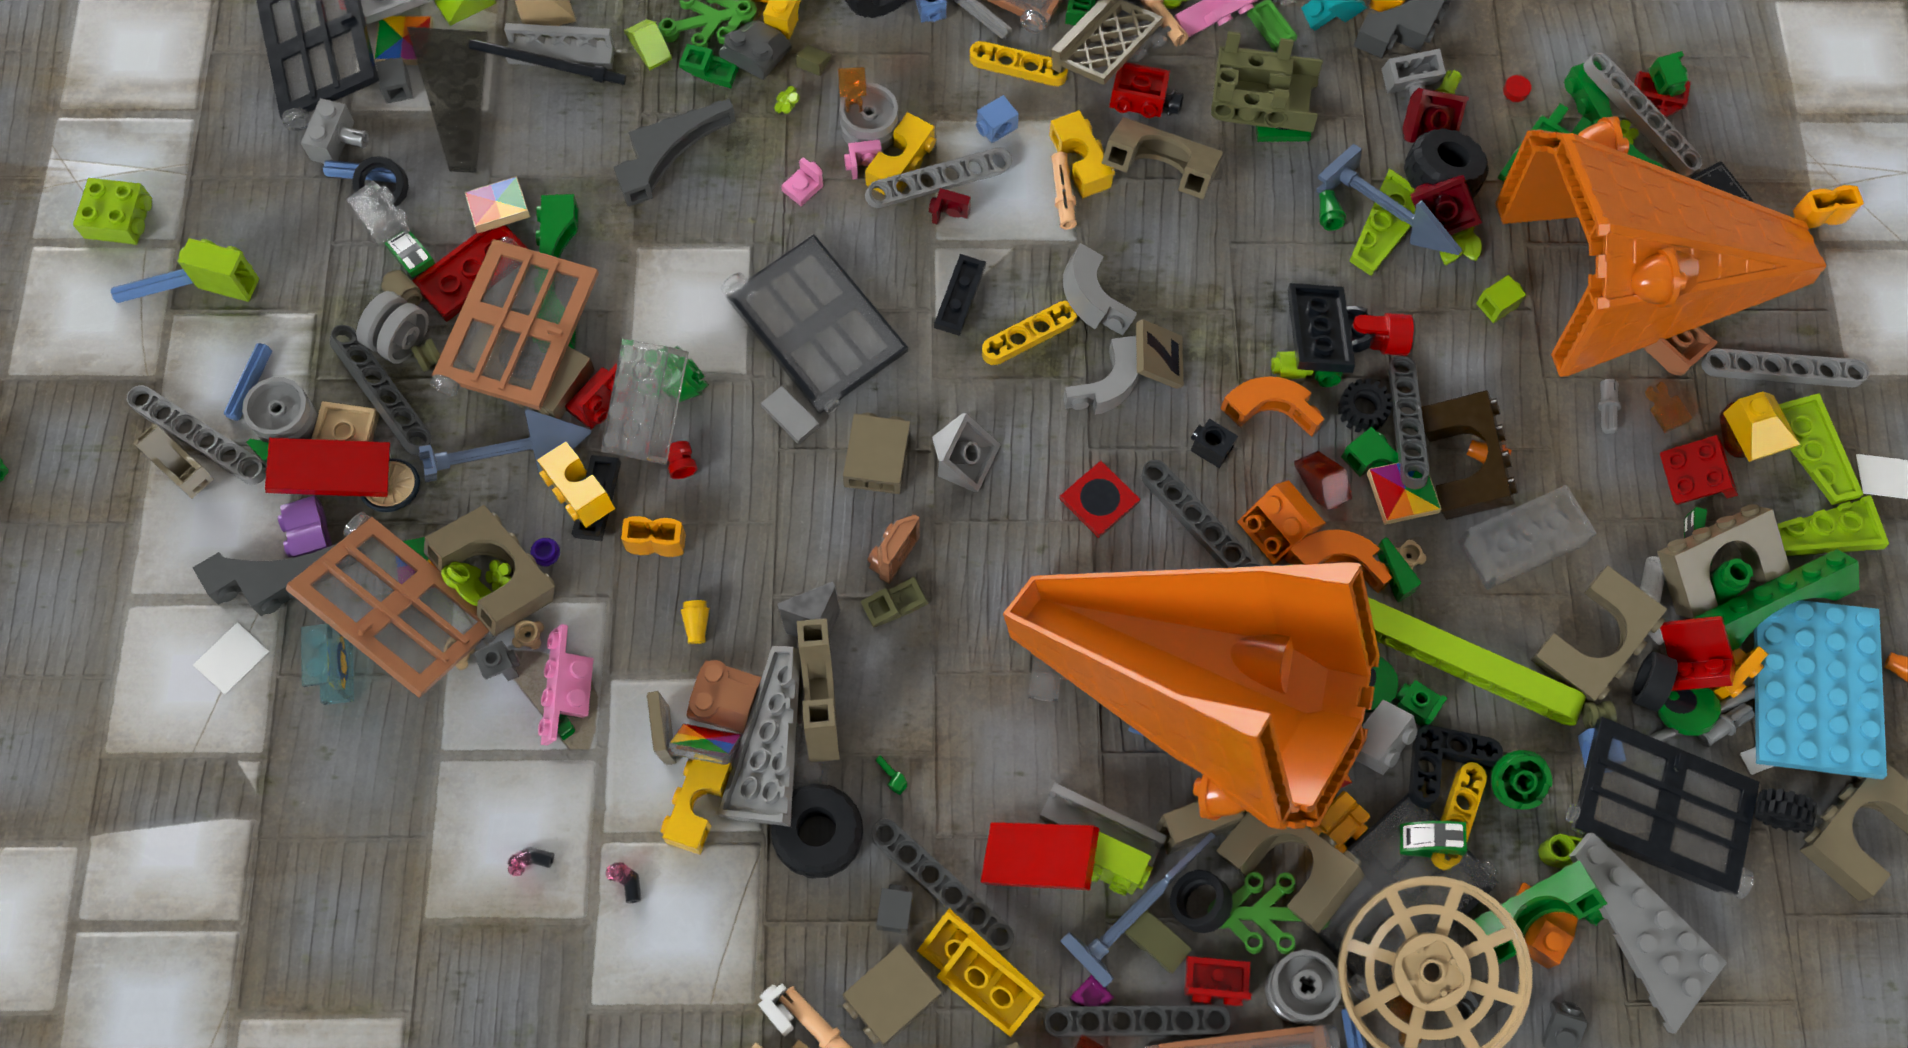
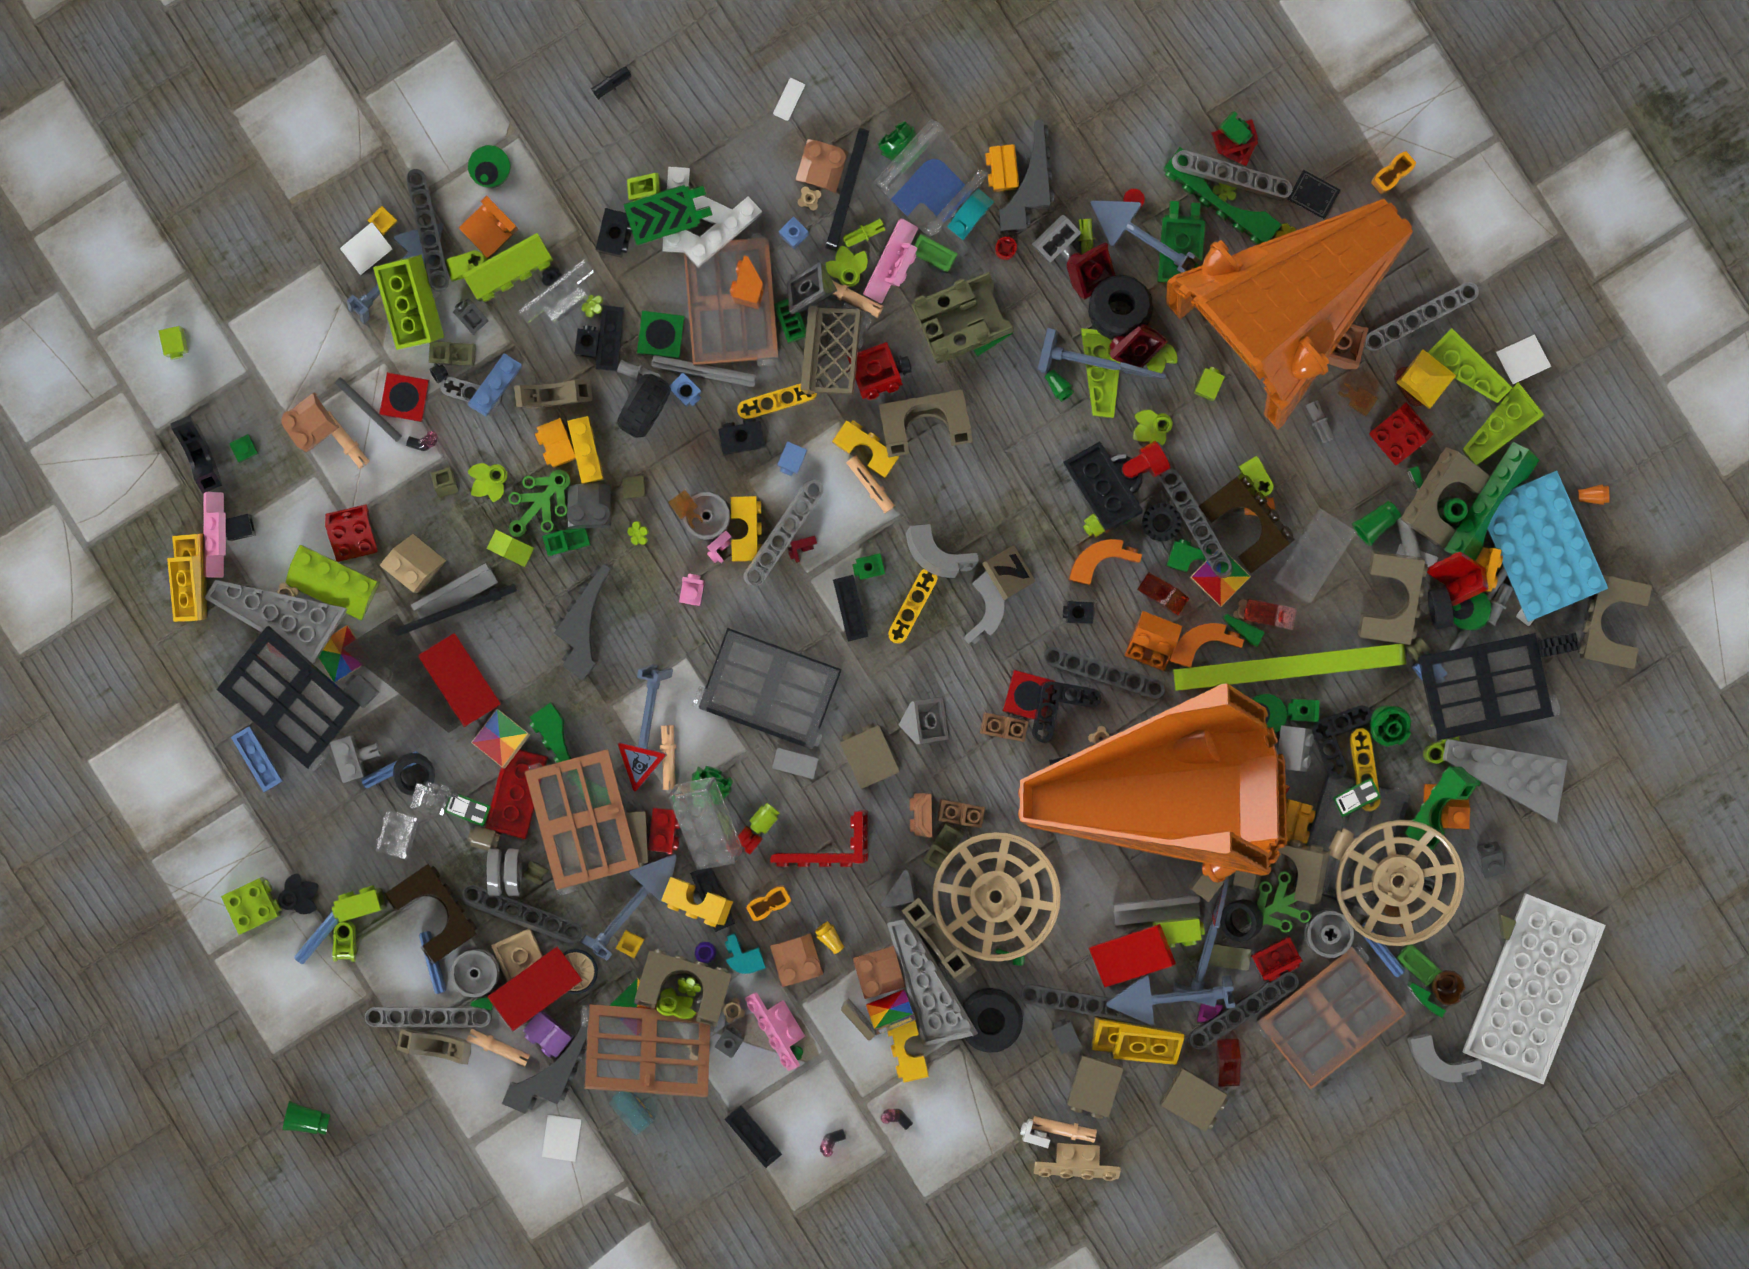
camera: 30 degrees left, 20 degrees up
(172, 232) = (302, 894): none -> black plate
(174, 303) = (344, 946): none -> lime piece
(237, 503) = (498, 1047): none -> light nougat pin
(240, 82) = (257, 759): none -> medium blue plate
(302, 294) = (426, 883): none -> dark brown arch
(315, 230) = (397, 834): none -> clear bracket
(443, 793) = (753, 1136): none -> black plate
(470, 493) = (630, 943): none -> yellow tile
(499, 126) = (459, 680): none -> red tile
(581, 586) = (743, 962): none -> teal brick
(627, 311) = (639, 759): none -> sand blue piece
(640, 624) = (796, 960): none -> nougat slope
(663, 317) = (669, 761): none -> light nougat pin
(714, 448) = (764, 818): none -> lime brick
(801, 529) = (858, 843): none -> red bracket
(925, 673) = (1010, 896): none -> tan dish
(938, 578) = (960, 813): none -> medium nougat slope
(944, 74) = (754, 440): none -> black brick
(1008, 266) = (877, 567): none -> green brick
(1012, 918) = (1138, 1000): none -> sand blue piece
(1049, 515) = (1004, 727): none -> medium nougat slope
(1134, 517) = (1059, 696): none -> black beam
(1352, 55) = (1004, 245): none -> red wheel
(1379, 880) = (1340, 843): none -> tan brick
(1410, 298) = (1148, 428): none -> lime plate
(1439, 569) = (1270, 614): none -> clear red slope
(1492, 91) = (1117, 217): none -> sand blue piece
(1509, 418) = (1257, 472): none -> lime piece
(1621, 546) = (1376, 522): none -> green plant

